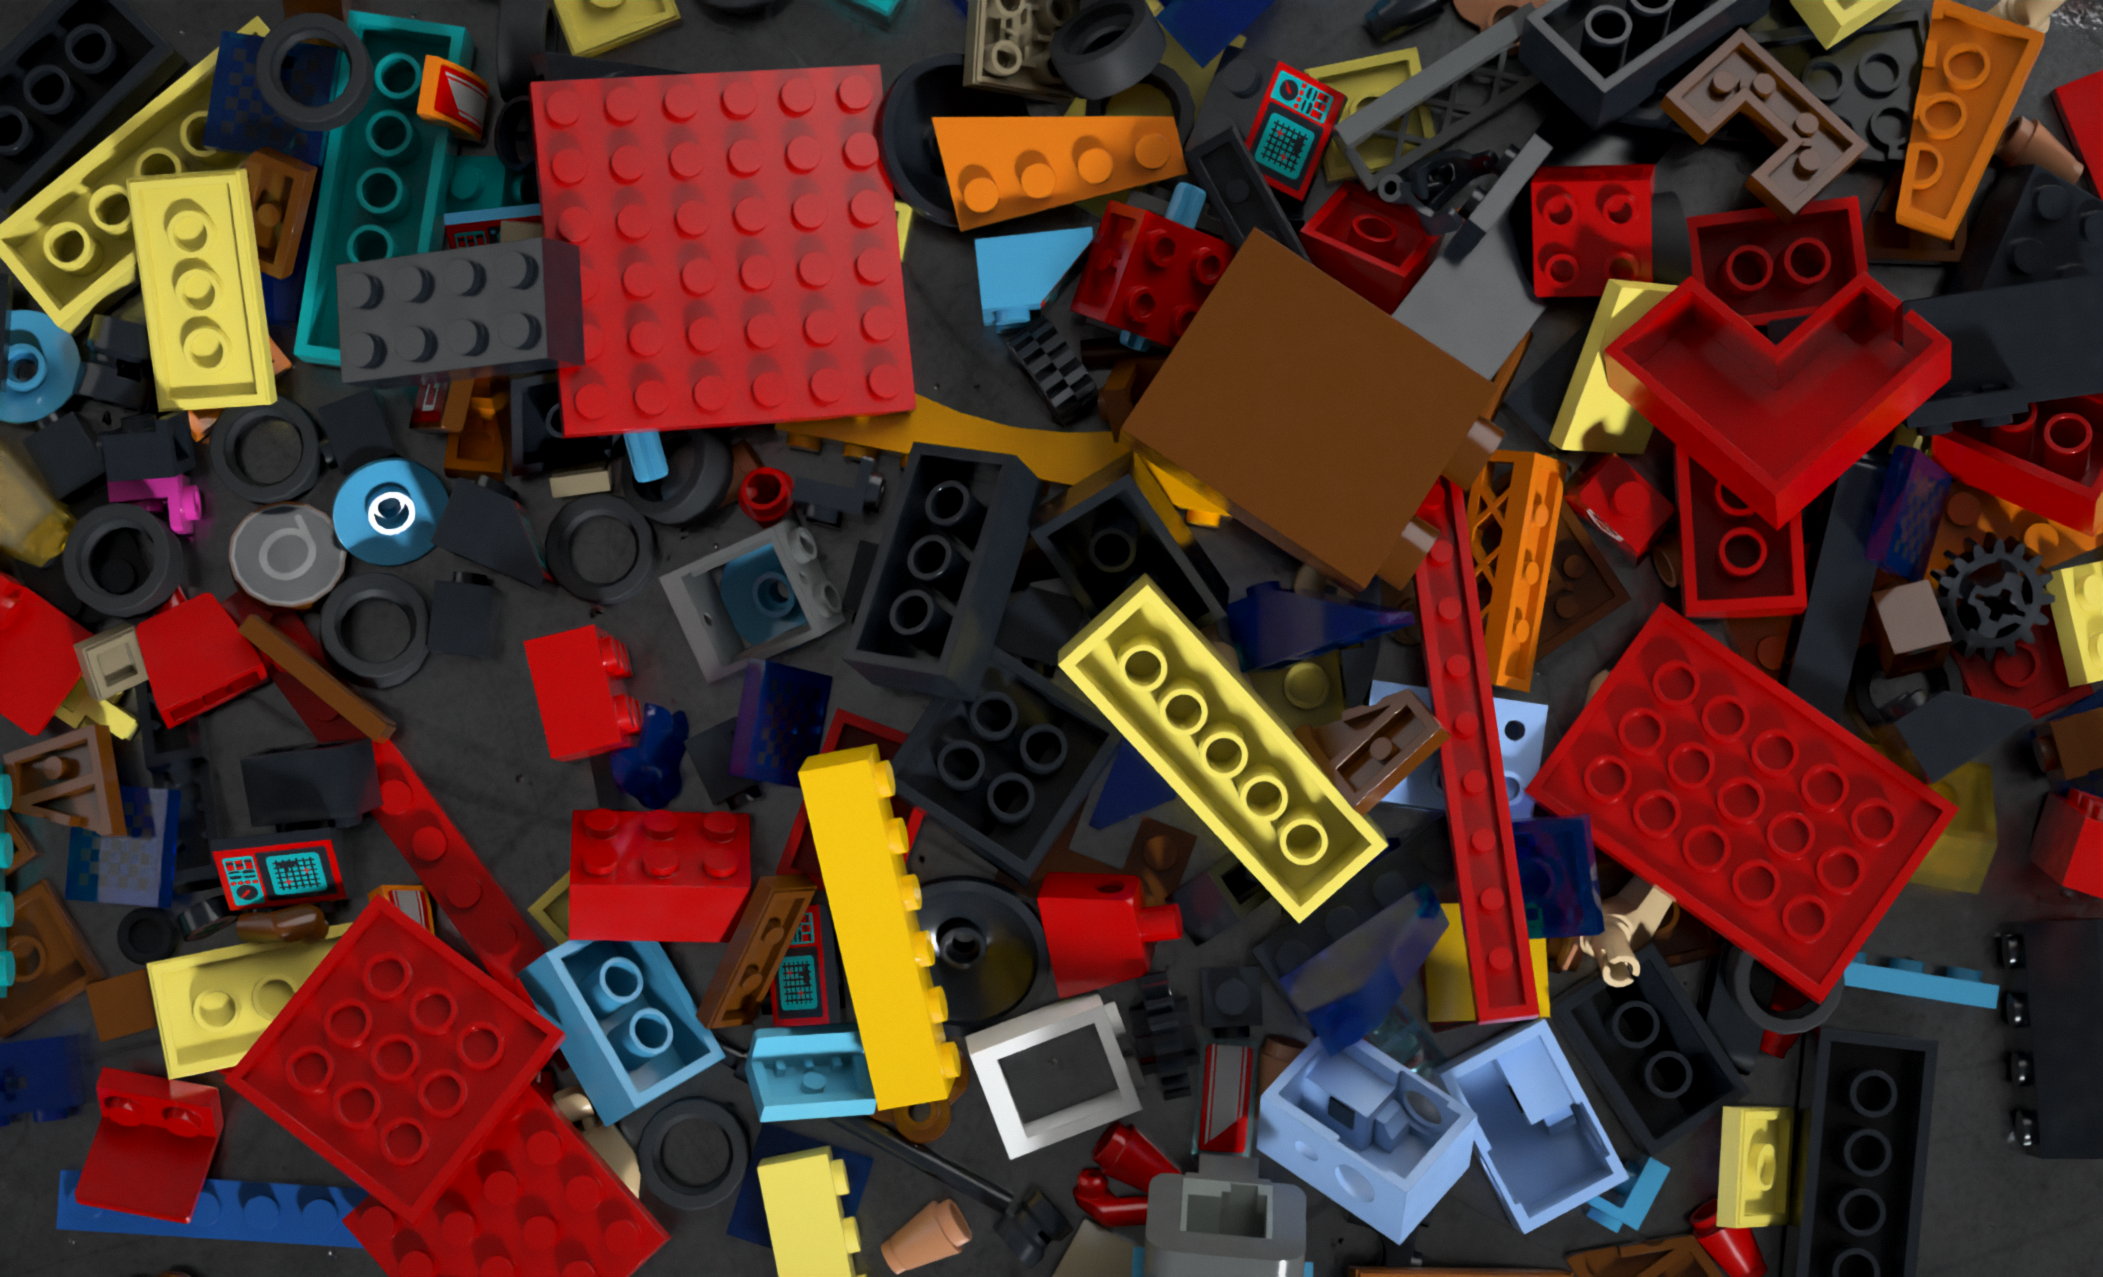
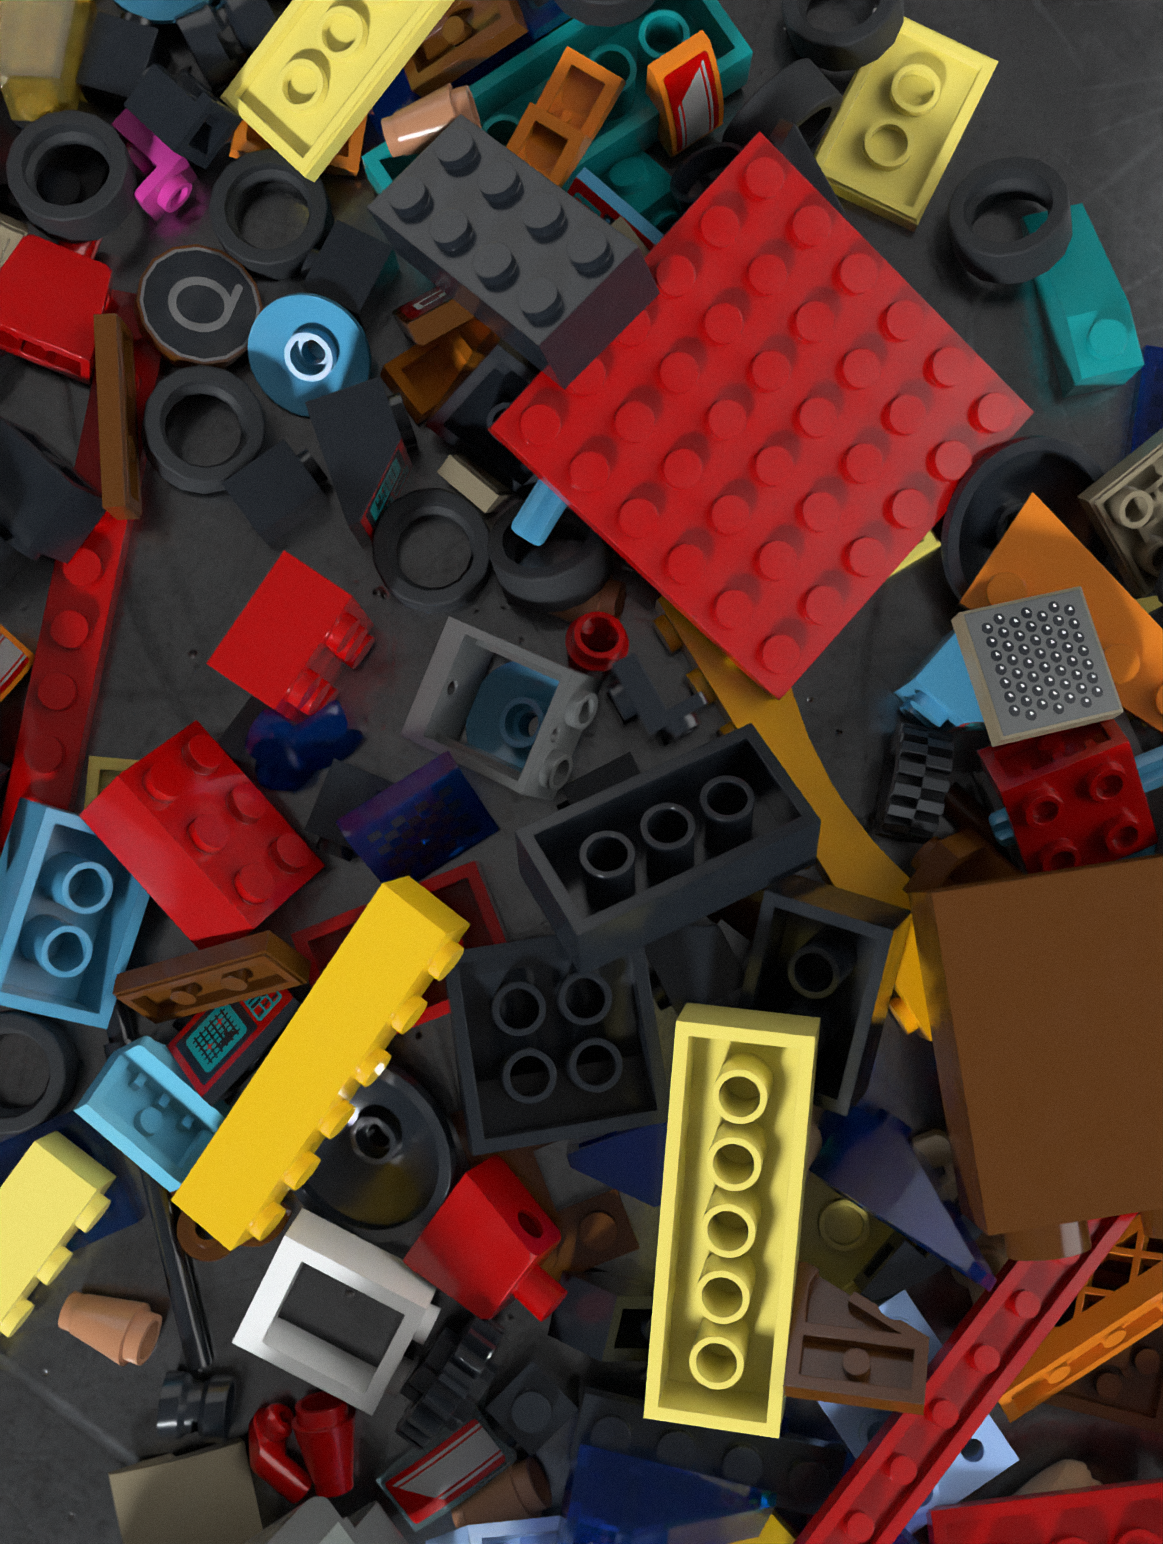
camera: 50 degrees right, 0 degrees up
(316, 287) = (421, 122): none -> nougat cone
(396, 197) = (566, 116): none -> orange slope
(1044, 224) = (1036, 665): none -> tile

